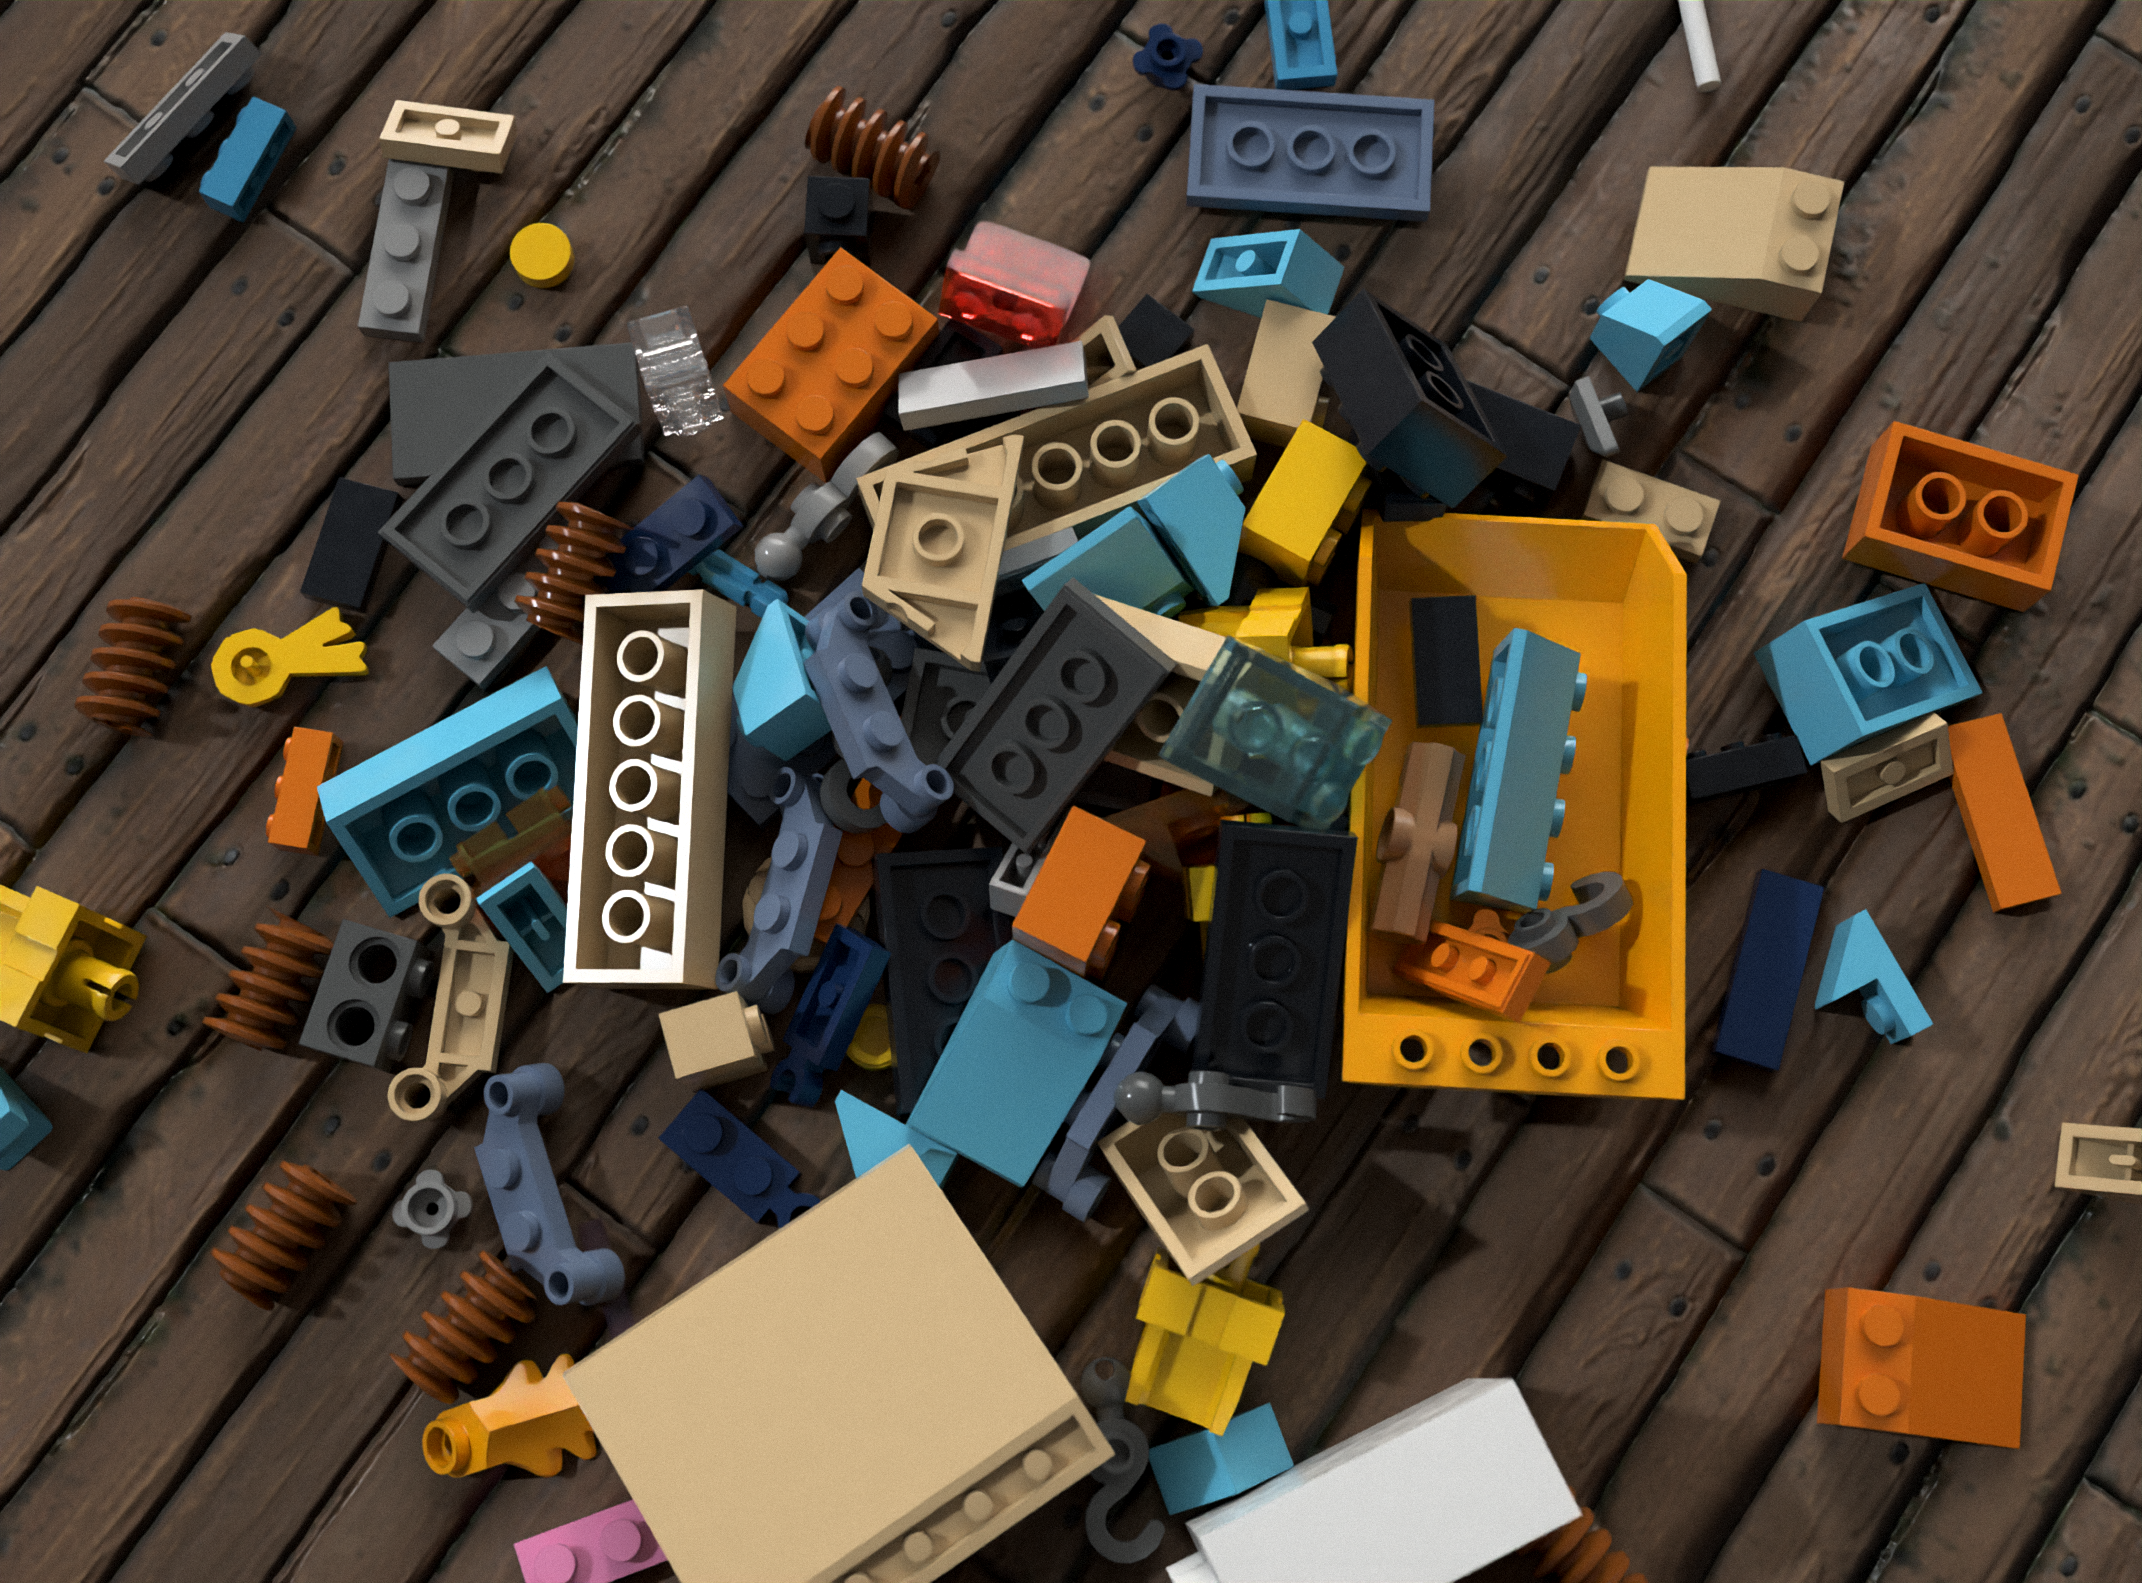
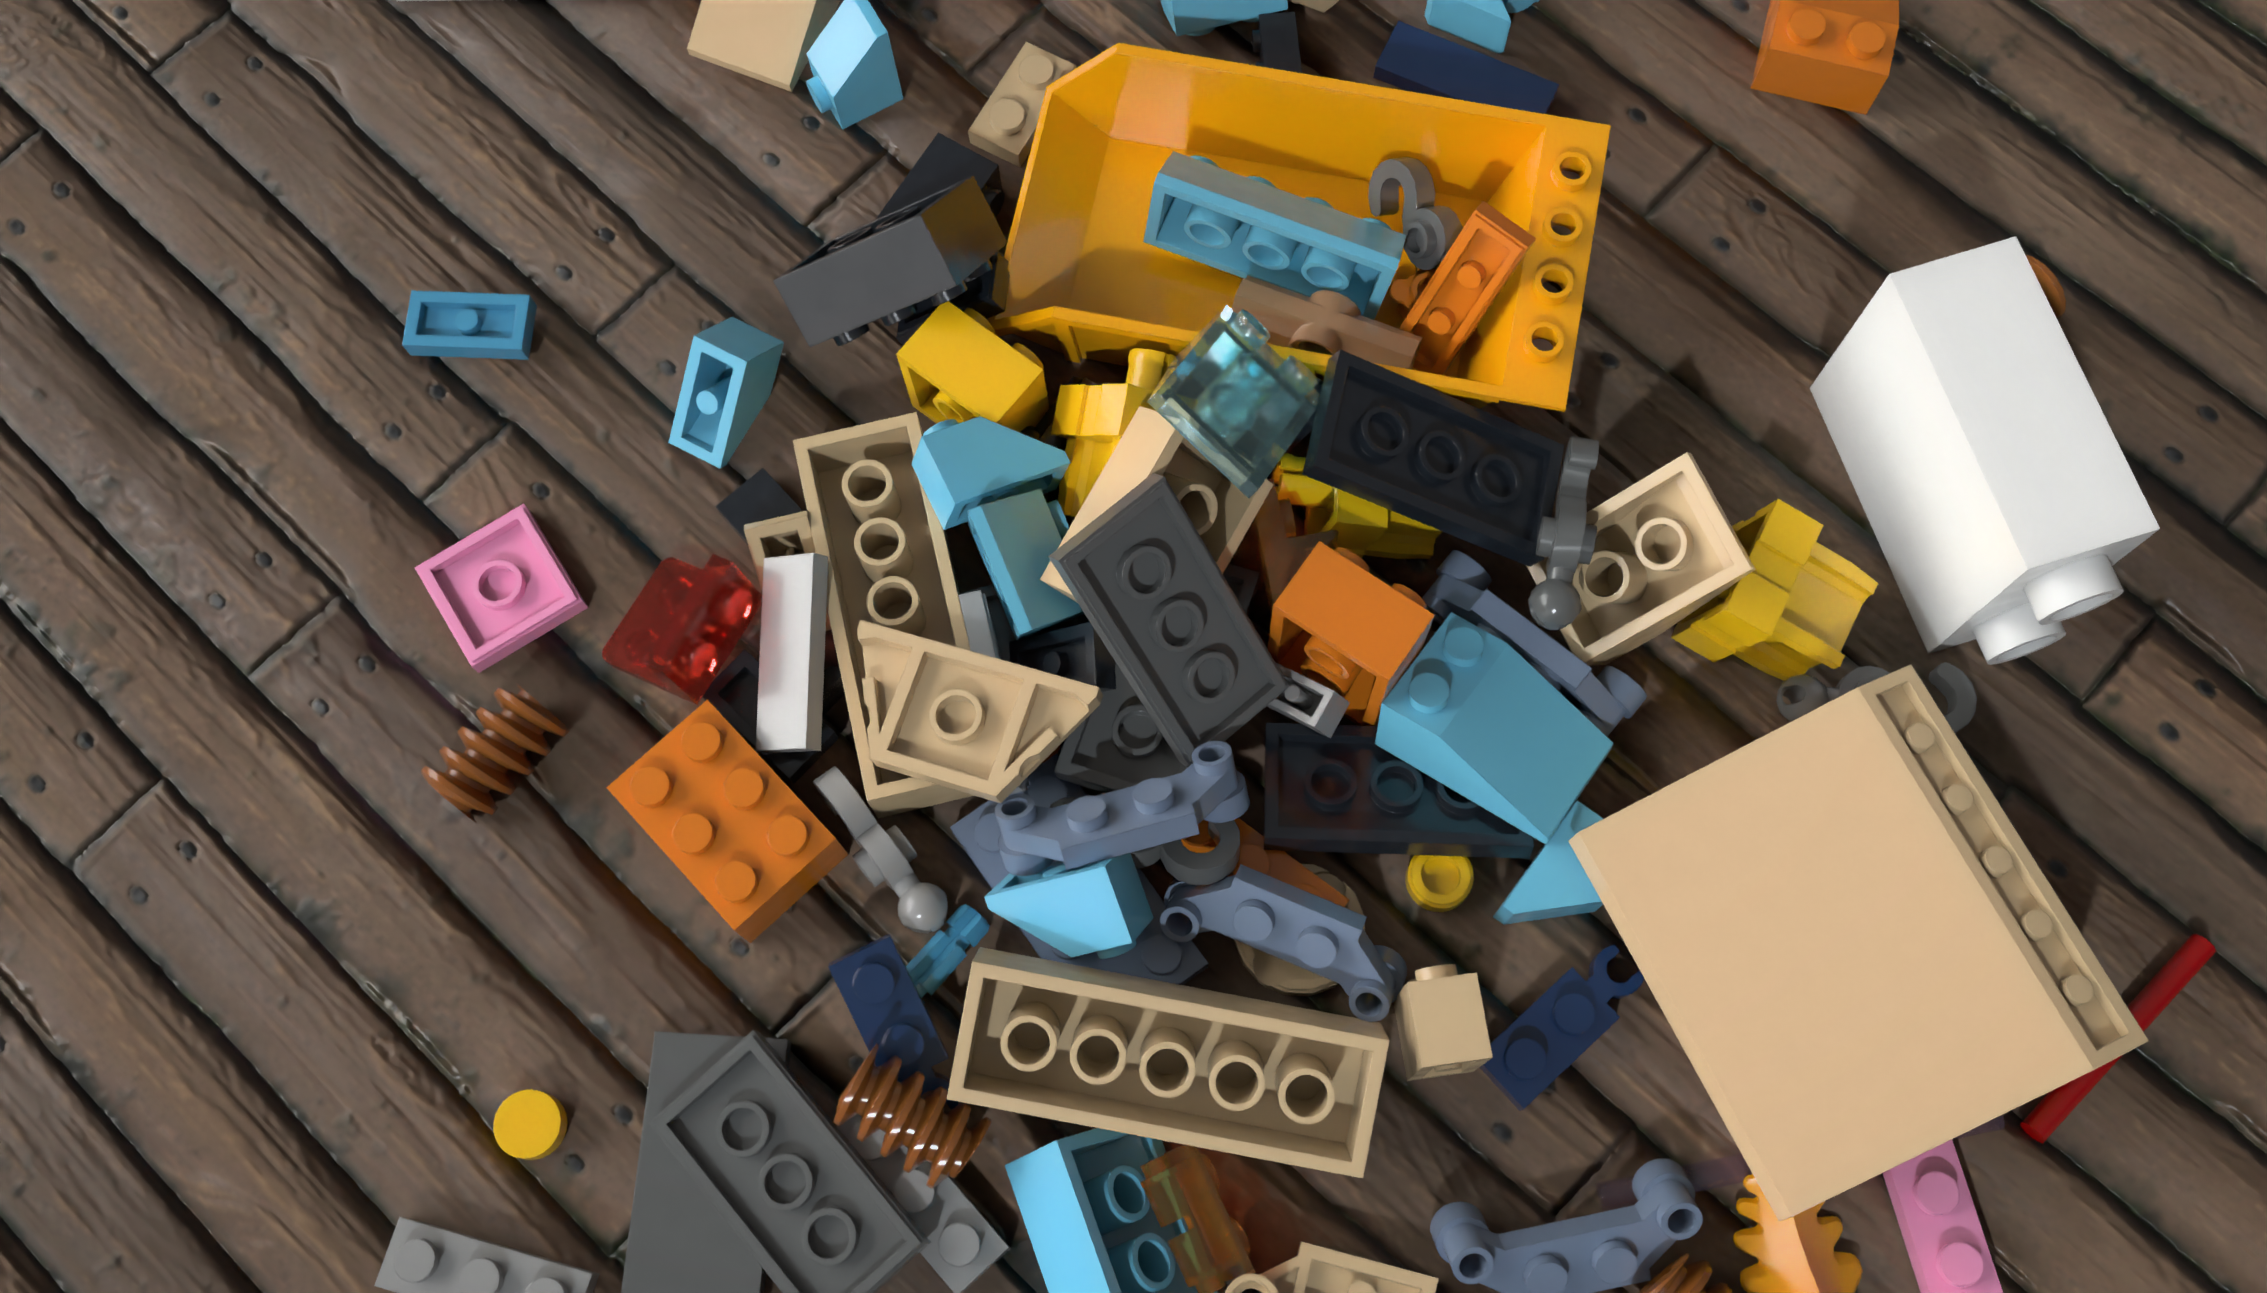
camera: 75 degrees left, 5 degrees down
(448, 136) = (367, 1213): tan plate -> none
(531, 920) = (1288, 1208): medium azure slope -> none
(675, 371) = (705, 980): clear brick -> none
(829, 1013) = (1415, 909): dark blue plate -> none
(839, 216) = (569, 794): black brick -> none
(1038, 119) = (501, 588): none -> bright pink tile
(1164, 73) = (479, 464): dark blue plate -> none
(1213, 1467) = (1894, 619): medium azure slope -> none
(1284, 374) = (827, 384): tan brick -> none
(1310, 152) = (602, 336): sand blue plate -> none
(1445, 661) = (1151, 281): black tile -> none
(1594, 416) = (921, 125): dark grey piece -> none

